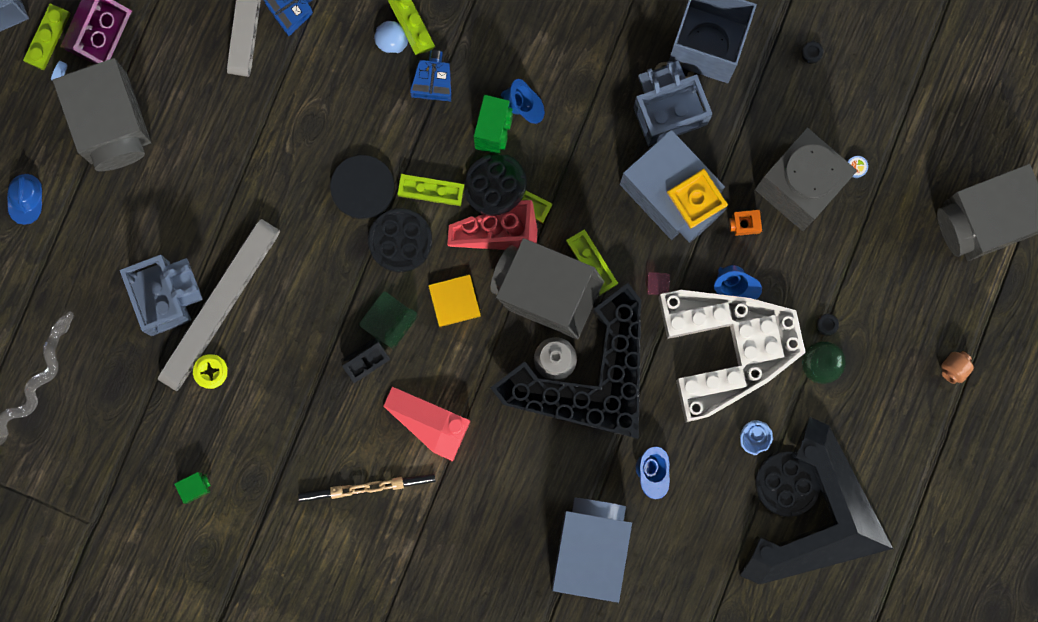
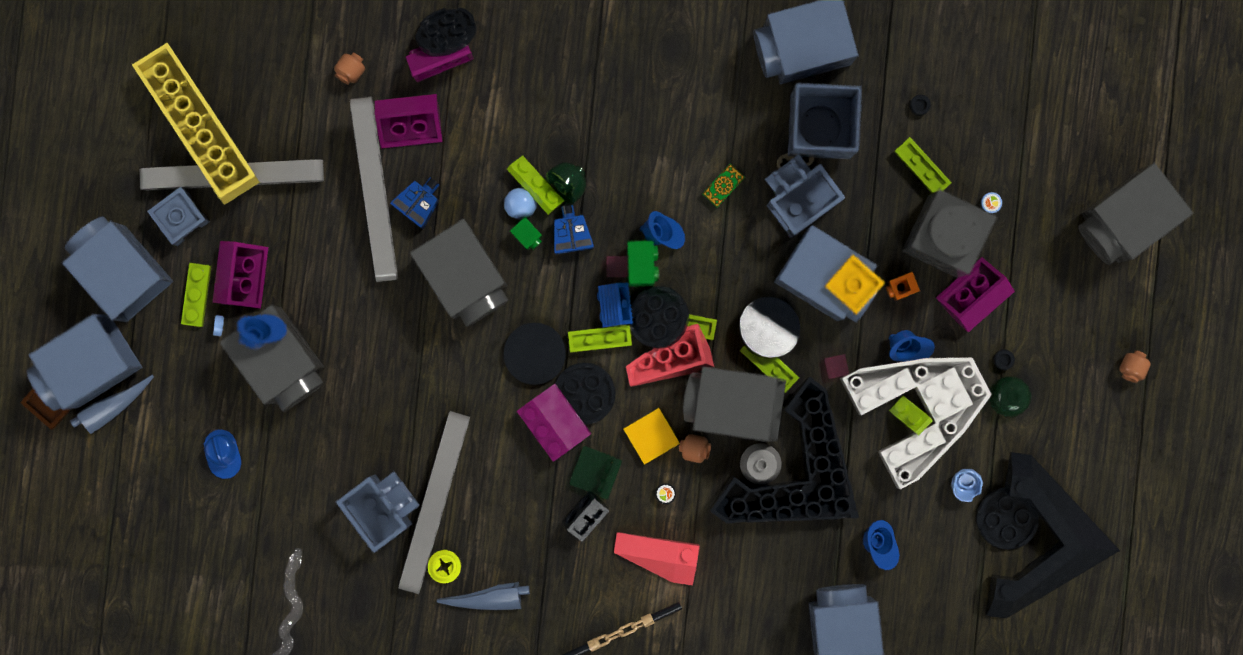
camera: 15 degrees left, 5 degrees up
(94, 76) = (260, 329): none -> blue piece
(254, 418) = (495, 598): none -> sand blue piece
(312, 84) = (461, 274): none -> dark grey container
(361, 258) = (554, 422): none -> magenta slope
(388, 68) = (527, 234): none -> green brick
(444, 27) = (568, 181): none -> clear green cylinder
(452, 361) = (665, 493): none -> tile
(455, 159) = (614, 304): none -> blue brick
(467, 124) = (617, 266): none -> clear pink tile
(494, 324) = (695, 448): none -> nougat head
(596, 76) = (723, 185): none -> tile
(601, 225) = (769, 327): none -> tile
(719, 351) = (911, 415): none -> lime plate
(797, 108) = (922, 166): none -> lime plate
(816, 251) = (975, 295): none -> magenta slope

